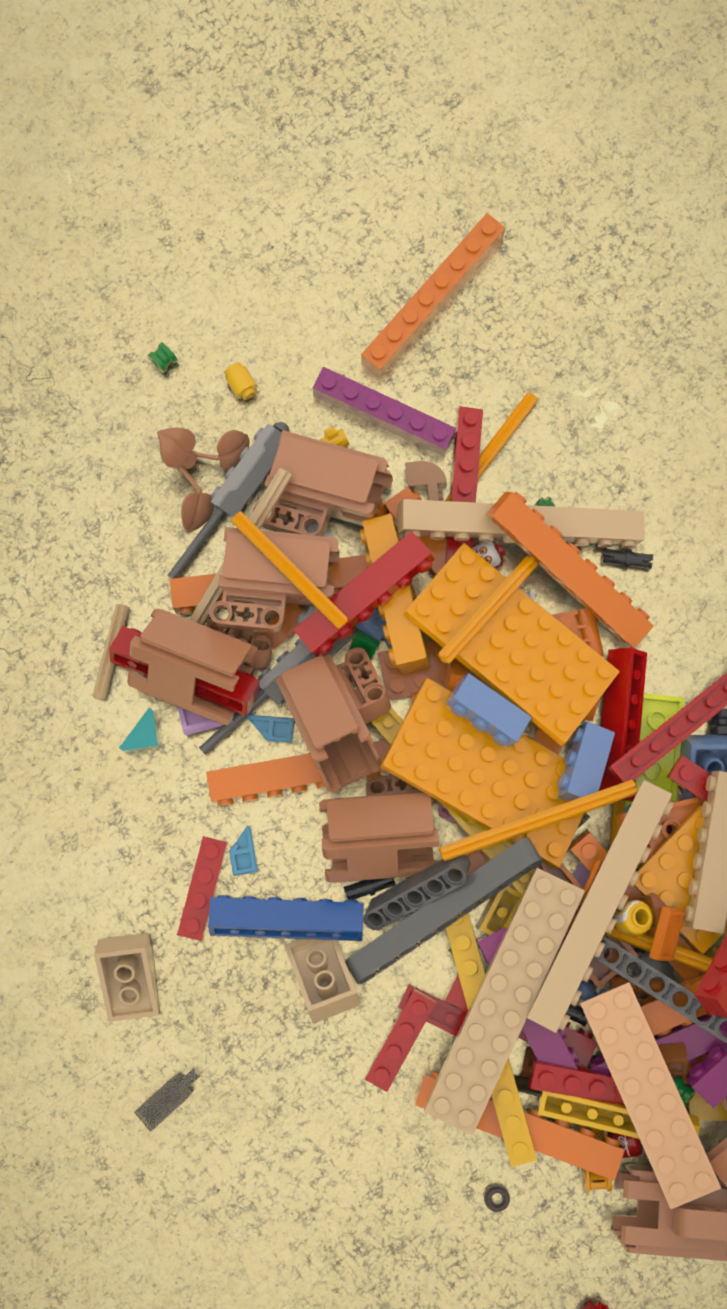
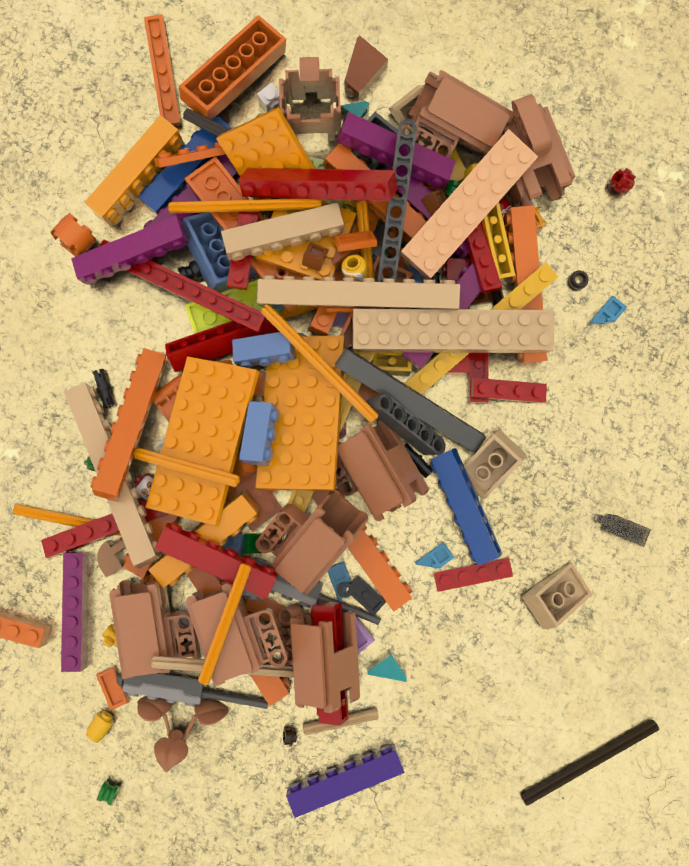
camera: 115 degrees left, 5 degrees up
(42, 625) = (344, 781): none -> dark purple brick
(123, 585) = (289, 736): none -> dark brown plate
(243, 746) = (363, 594): none -> black hinge
(273, 412) = (110, 688): none -> orange tile
(439, 1217) = (609, 311): none -> dark azure tile
(670, 876) = (314, 256): none -> dark orange slope

